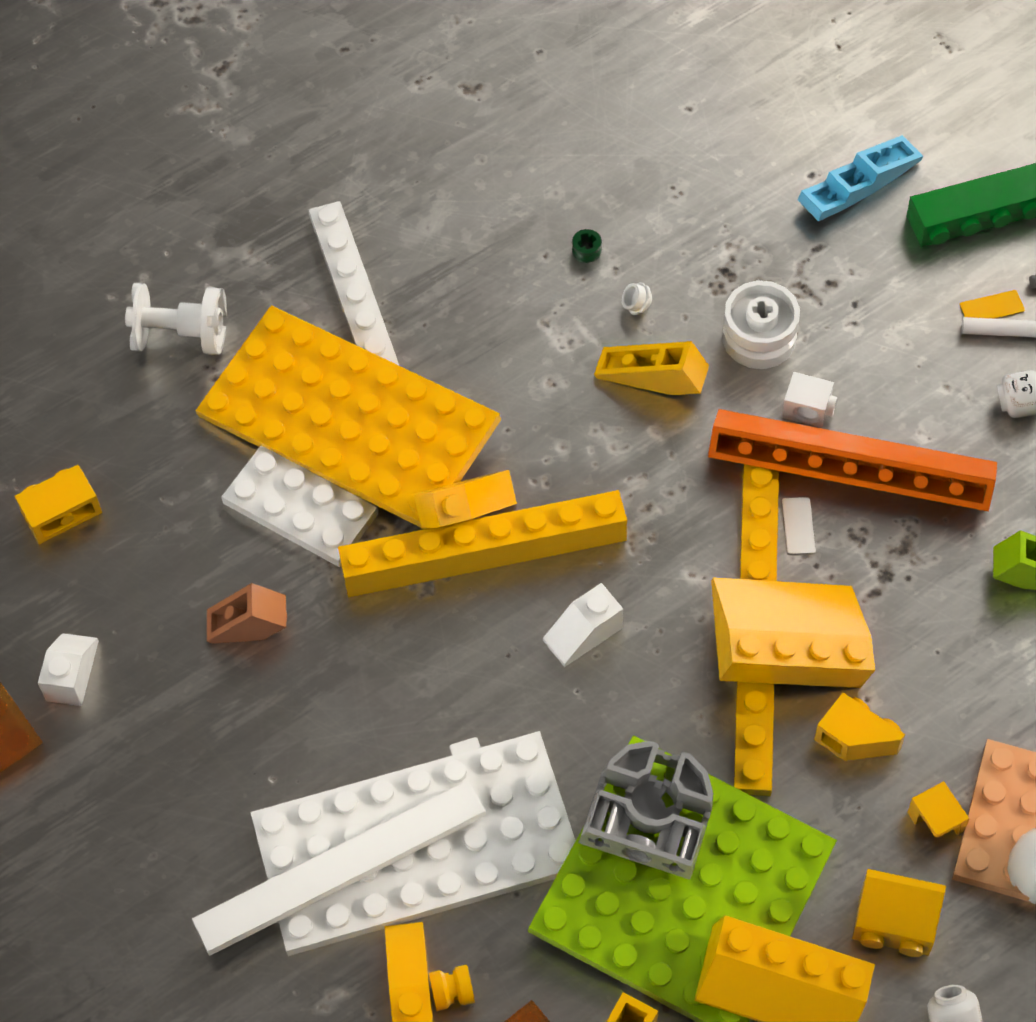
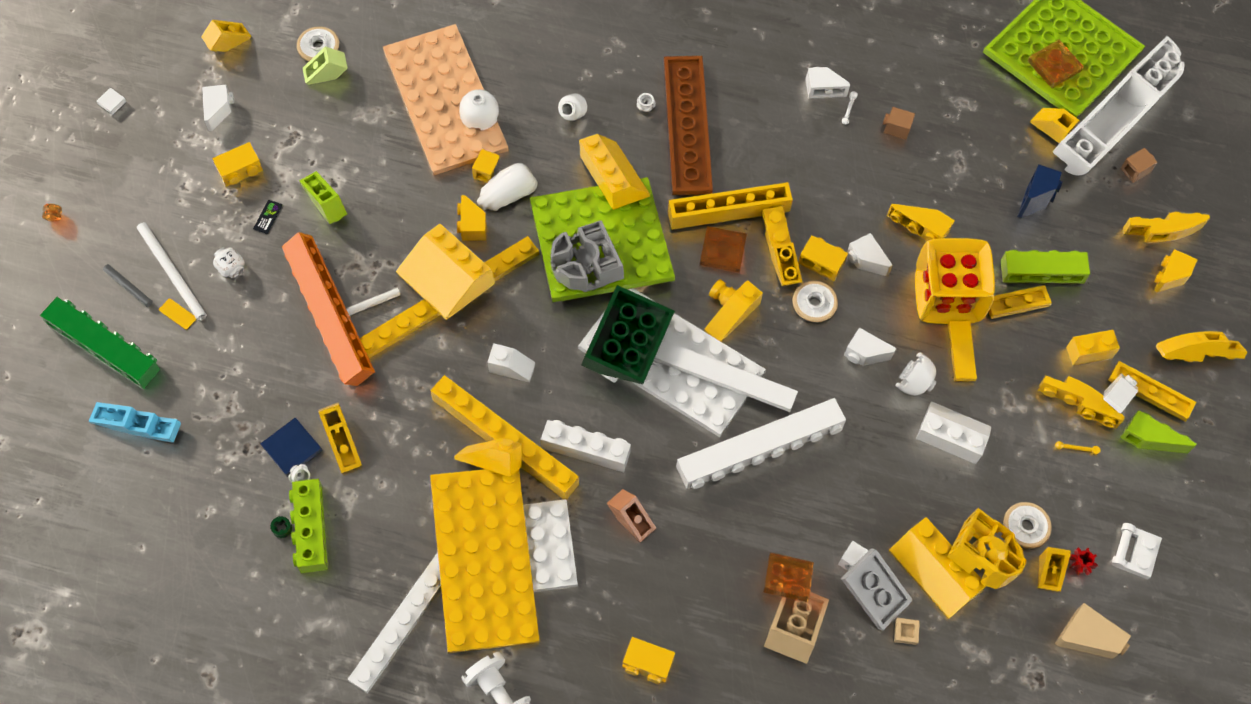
camera: 135 degrees left, 5 degrees up
(67, 669) = (724, 575): white slope -> none
(186, 856) = (760, 443): none -> white brick
(384, 629) = (585, 446): none -> white brick
(483, 779) = (628, 336): none -> dark green slope
(559, 269) = (309, 526): none -> lime brick
(686, 314) = (291, 446): none -> dark blue tile
(760, 324) = (274, 400): white wheel -> none
(798, 525) = (378, 316): white sticker -> none
(809, 400) = (304, 352): white brick -> none
(826, 528) = (373, 301): none -> white bar
(878, 824) = (507, 187): none -> white hair
(898, 913) = (547, 151): yellow slope -> none

